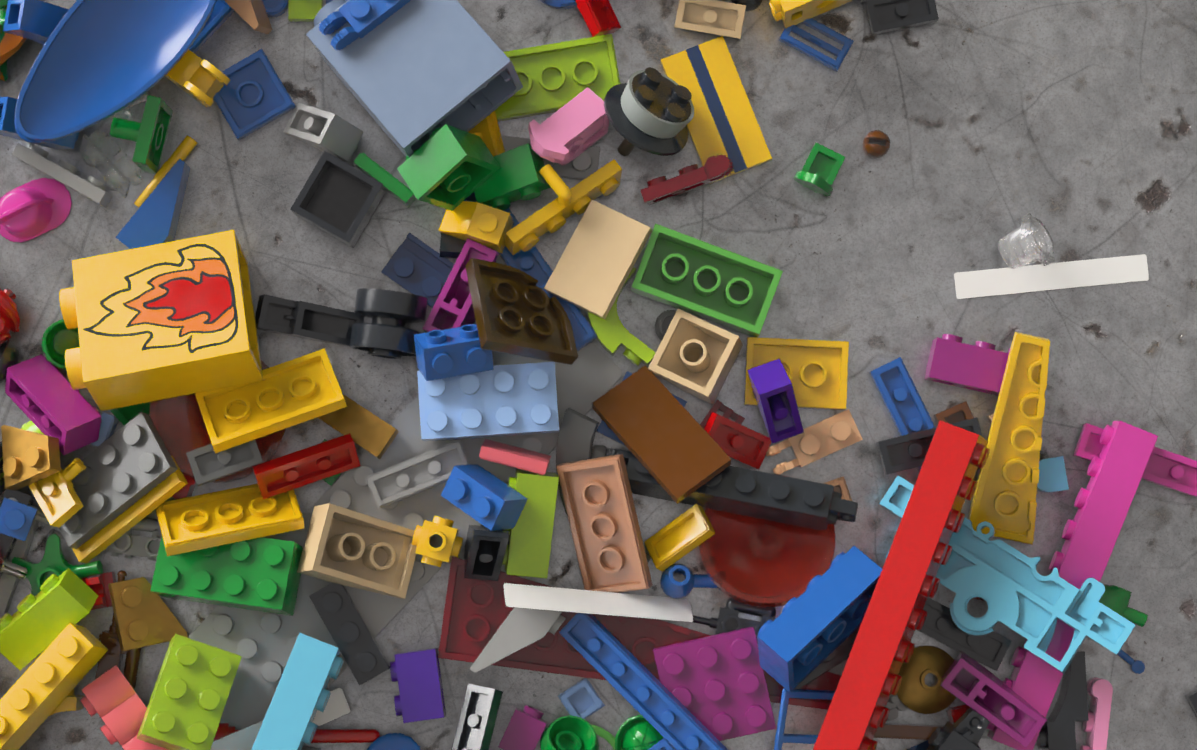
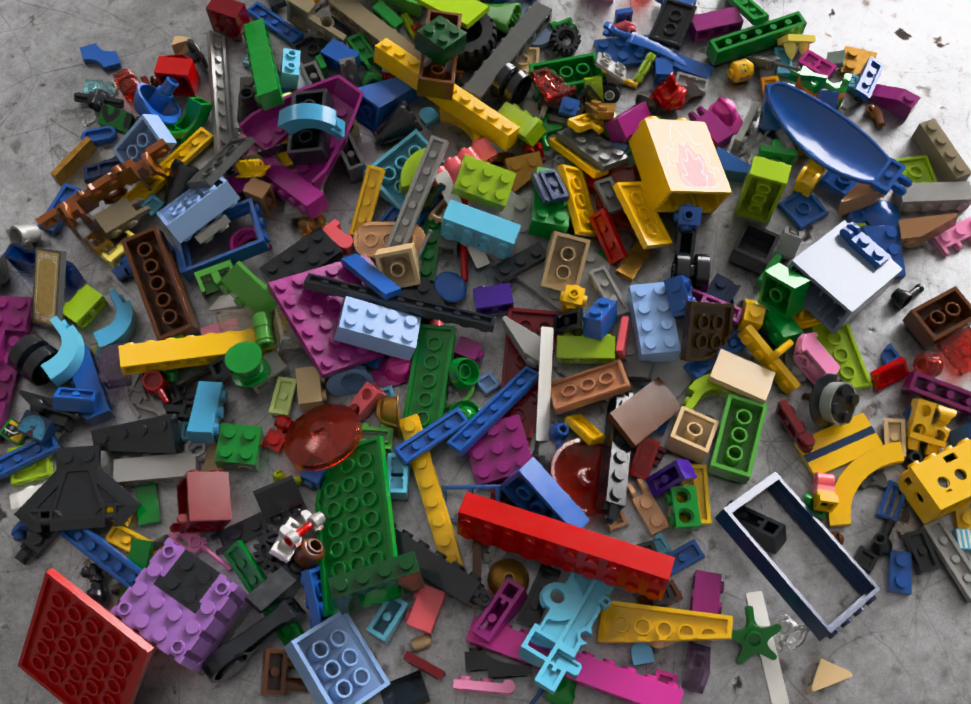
camera: 90 degrees right, 20 degrees down
(73, 238) = (719, 132): none -> magenta hinge
(211, 572) = (549, 186): none -> dark blue plate
(233, 173) = (762, 189): none -> lime brick
(288, 307) = (688, 217): none -> blue brick
(774, 95) = (856, 474): none -> yellow tile
(777, 76) = (878, 479): none -> dark grey piece
(803, 151) = (824, 492): none -> leg
(829, 377) = (688, 509): none -> green brick
(853, 272) = (765, 530): none -> black slope
(878, 428) = (661, 544): none -> medium azure tile
(879, 163) = (822, 538): none -> dark blue door
(892, 63) = (885, 547): none -> black bar
(910, 102) = (865, 559): none -> black tile
(932, 51) = (899, 573): none -> blue plate
(1033, 298) = (754, 637): none -> green animal
(1079, 394) = (696, 668): none -> clear purple slope
(1092, 196) = (825, 674): none -> tan slope

